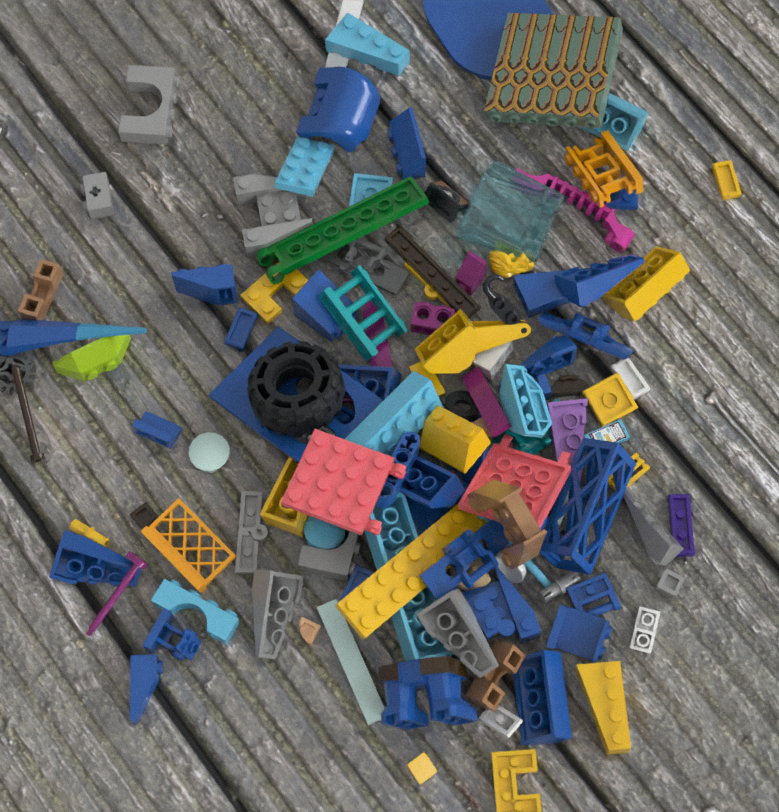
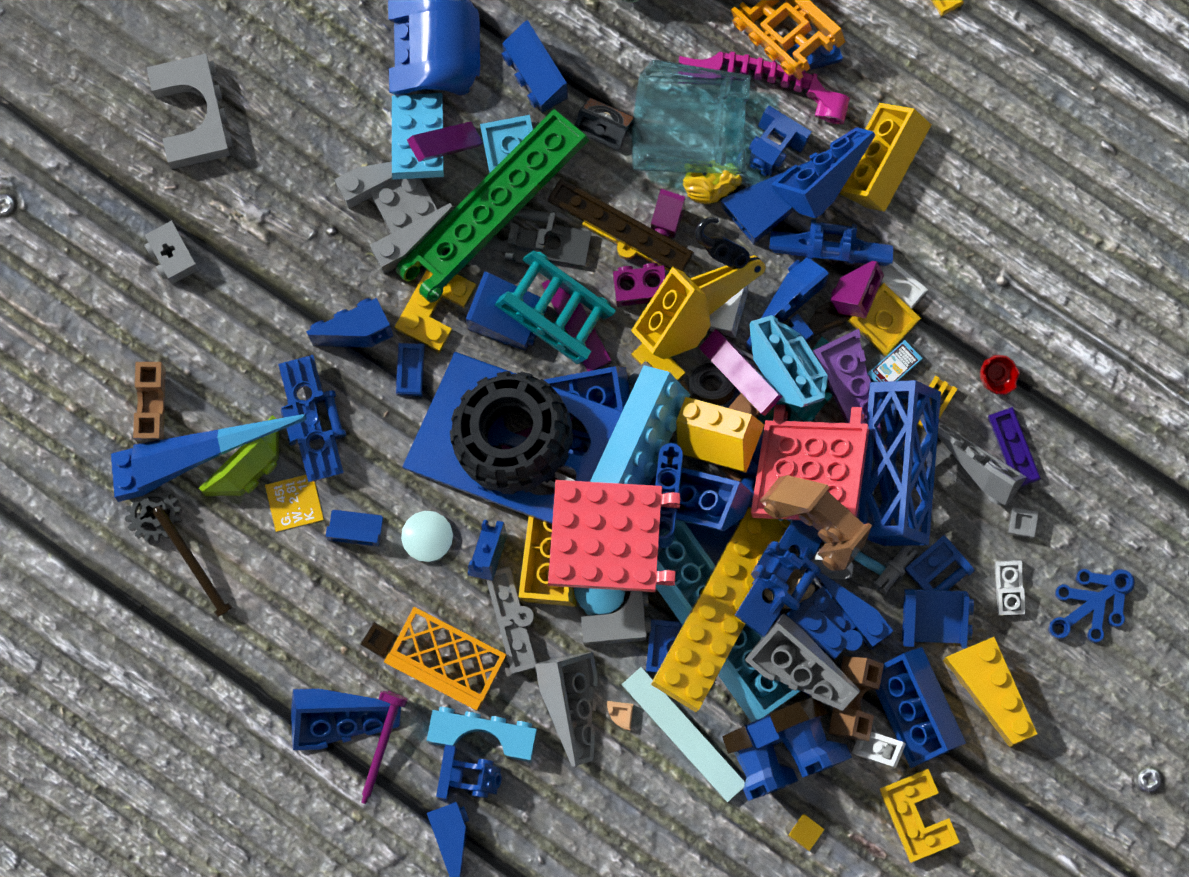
camera: 15 degrees left, 10 degrees up
(84, 530) = (316, 681): yellow axle -> none
(120, 397) = (293, 502): none -> yellow sticker
(149, 343) = (324, 461): none -> blue piece
(250, 475) = (488, 551): none -> blue hinge
(322, 172) = (444, 141): none -> magenta tile
(560, 254) = (768, 154): none -> blue tile
(596, 370) = (857, 290): none -> magenta slope
(686, 466) = (999, 374): none -> red hair
(708, 661) = (1094, 603): none -> blue plant

